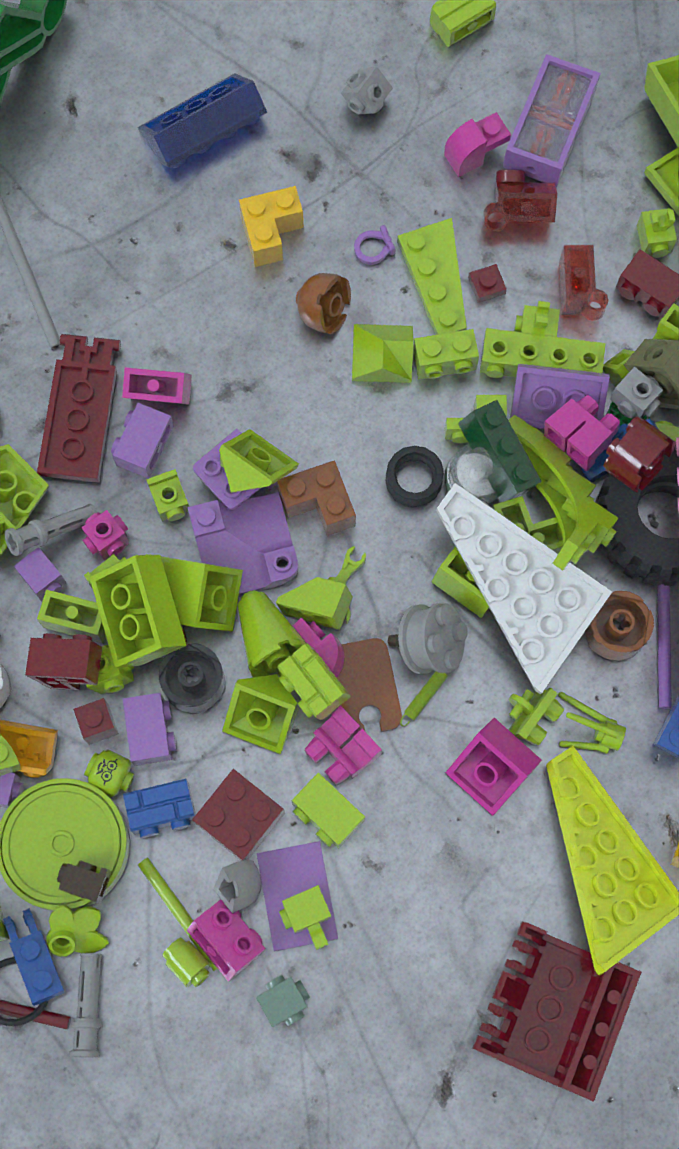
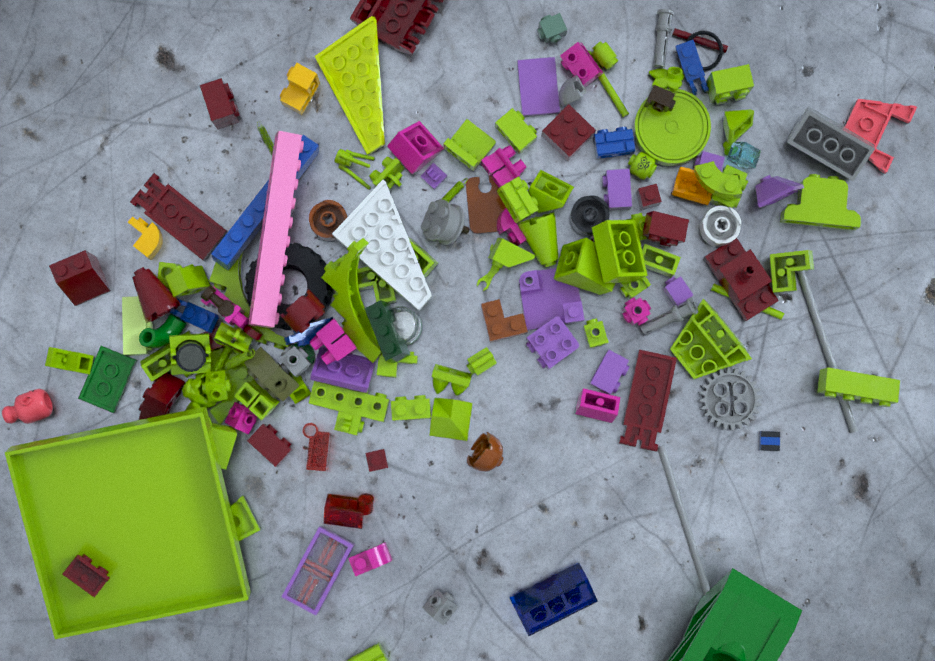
camera: 175 degrees left, 10 degrees up
(253, 462) = (540, 337): lime slope -> none
(266, 218) = (519, 519): yellow brick -> none
(307, 912) = (534, 72): lime brick -> none
(345, 435) = (481, 362): none -> lime brick
(381, 235) = (442, 502): medium lavender piece -> none
(389, 411) = (443, 375): none -> lime tile
(404, 779) = (469, 144): none -> lime bracket
(418, 454) = (445, 317): black tyre -> none
(435, 271) = (409, 474): lime wing -> none
(456, 723) = (433, 176): none -> medium lavender tile
(510, 176) = (351, 533): dark red tile -> none
(657, 232) = (261, 481): lime brick -> none
(664, 647) = (302, 207): medium lavender bar -> none

